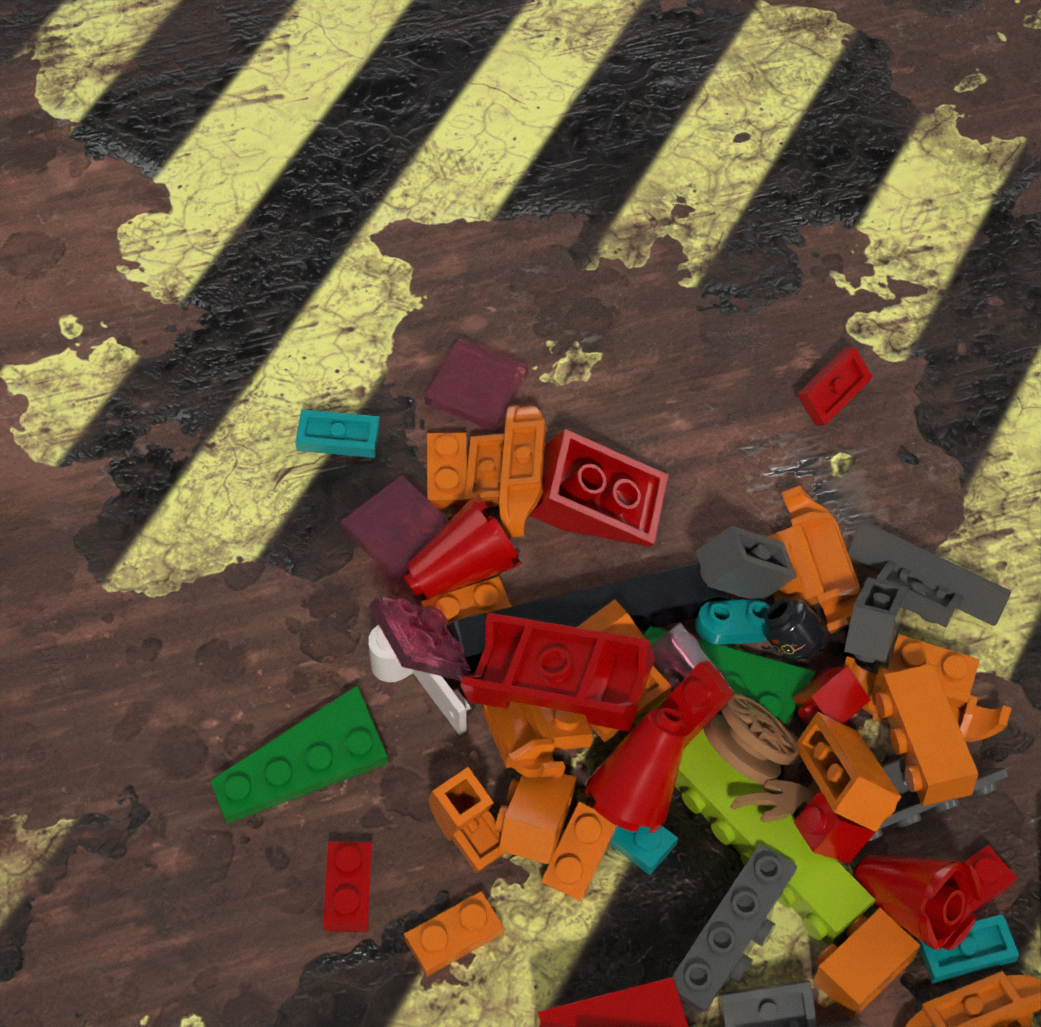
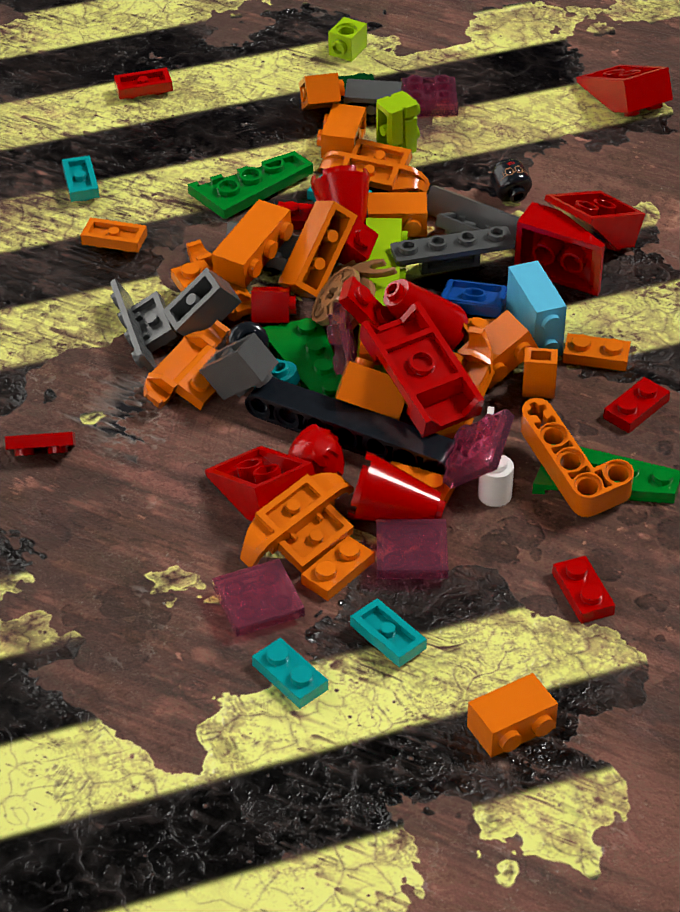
camera: 135 degrees left, 15 degrees down
(163, 430) = (512, 715): none -> orange brick
(213, 610) = (583, 589): none -> red plate
(331, 705) = (566, 455): none -> orange beam
(384, 350) = (290, 673): none -> teal plate
(548, 898) = (536, 304): none -> medium azure brick
(582, 556) = (320, 448): none -> red hair
(647, 893) = (476, 297): none -> blue tile

